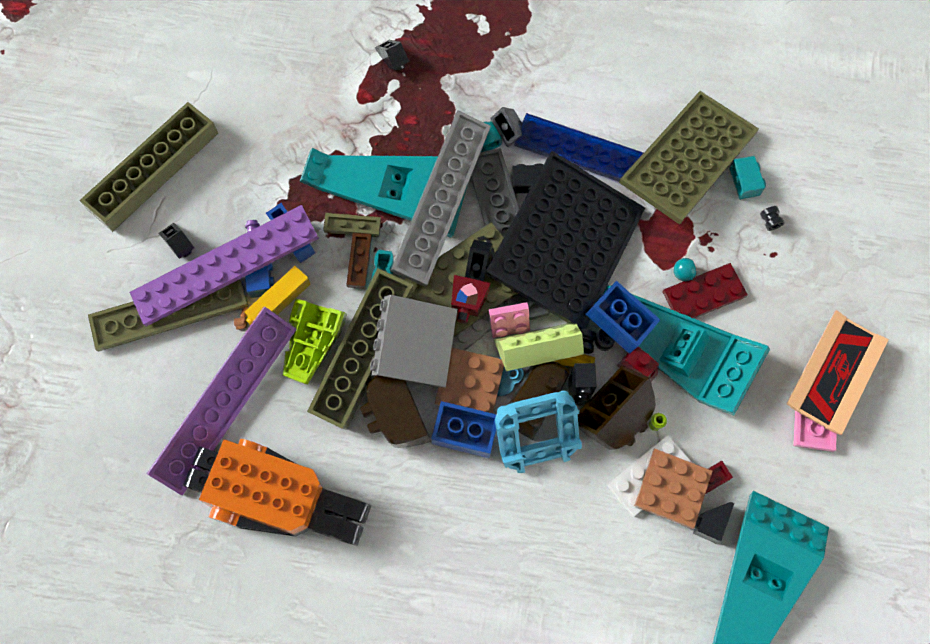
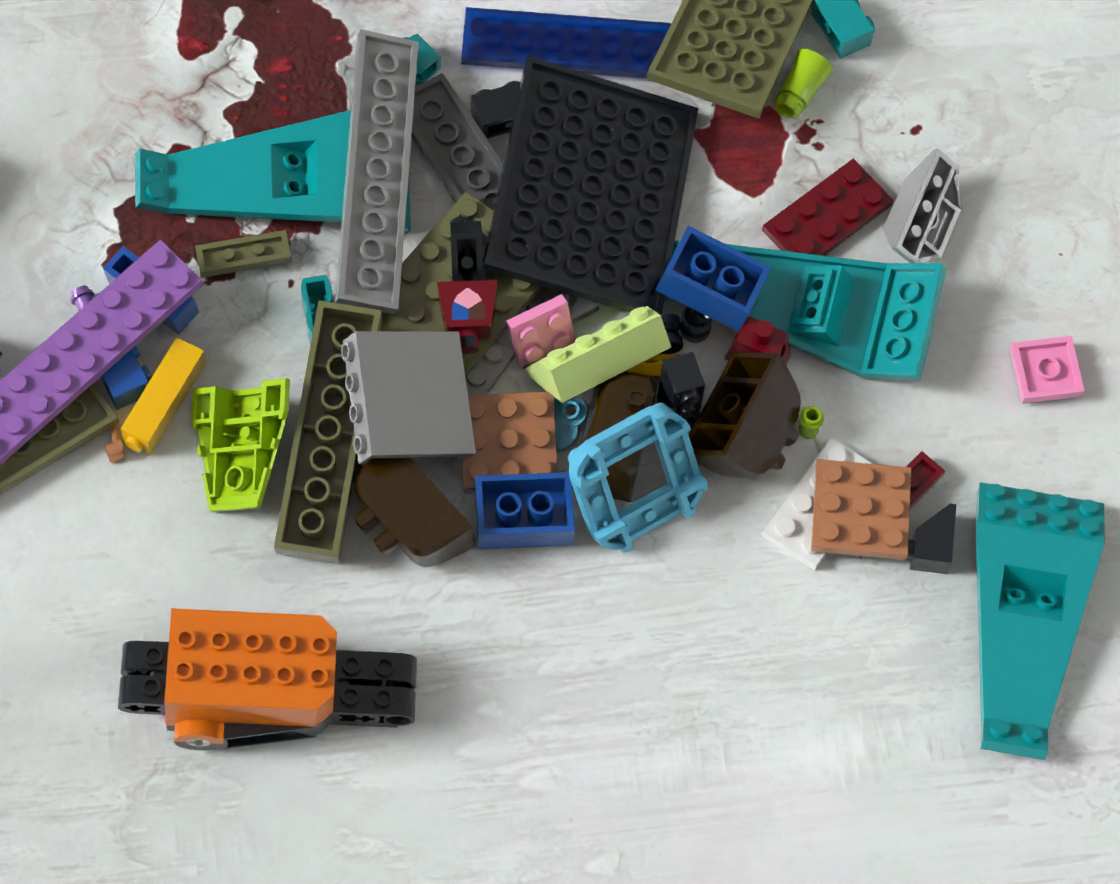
camera: 20 degrees left, 5 degrees down
(223, 398) = (133, 565): medium lavender plate -> none
(359, 260) = (273, 305): reddish brown plate -> none
(507, 125) = (443, 34): black slope -> none
(685, 269) = (787, 186): teal piece -> none
(712, 208) = (802, 82): none -> lime plant
(765, 307) = (925, 210): none -> light grey wedge
(772, 218) = (898, 74): black wheel -> none
(837, 373) = (1056, 278): hinge -> none

